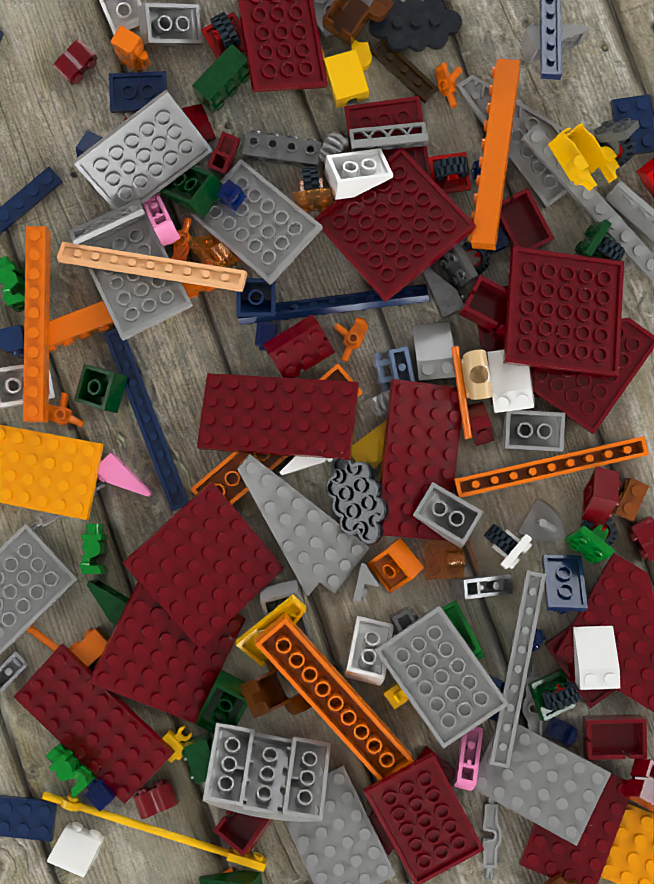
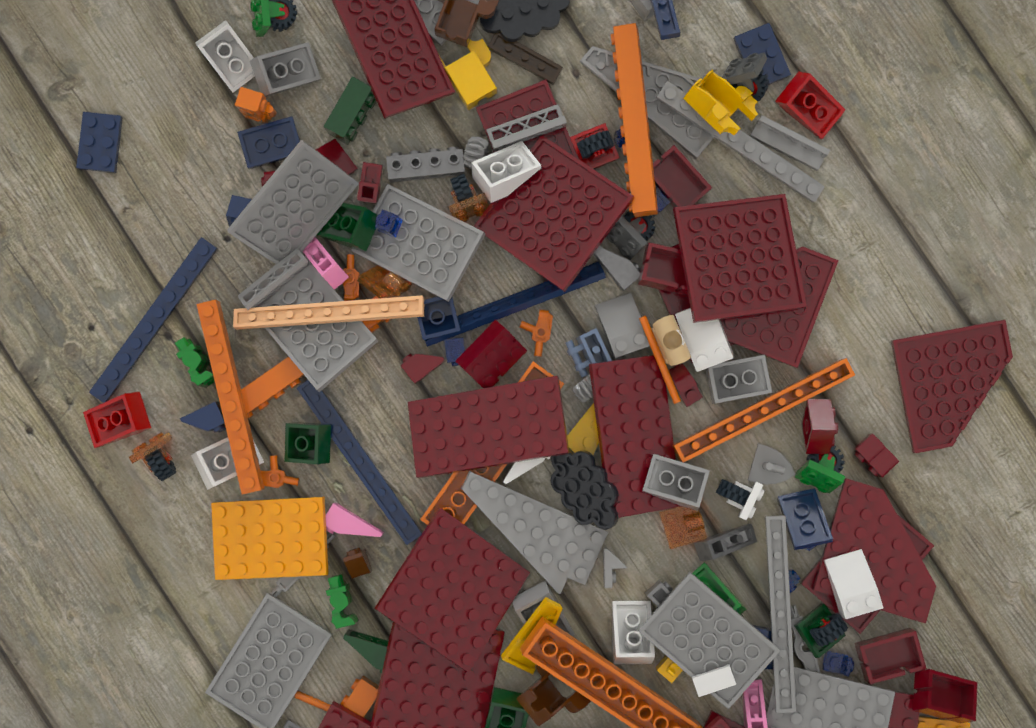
camera: 25 degrees left, 0 degrees up
(75, 62) = (201, 128): dark red brick -> none
(119, 516) = (357, 562): none -> reddish brown slope
(223, 32) = (340, 66): plate -> none
(228, 341) = (420, 365): none -> dark red slope
(395, 565) = (637, 543): orange slope -> none
(436, 717) = (714, 680): none -> white tile
(447, 82) = (570, 59): orange piece -> none
(599, 243) = (756, 182): dark green plate -> none
(631, 497) = (848, 421): dark orange brick -> none

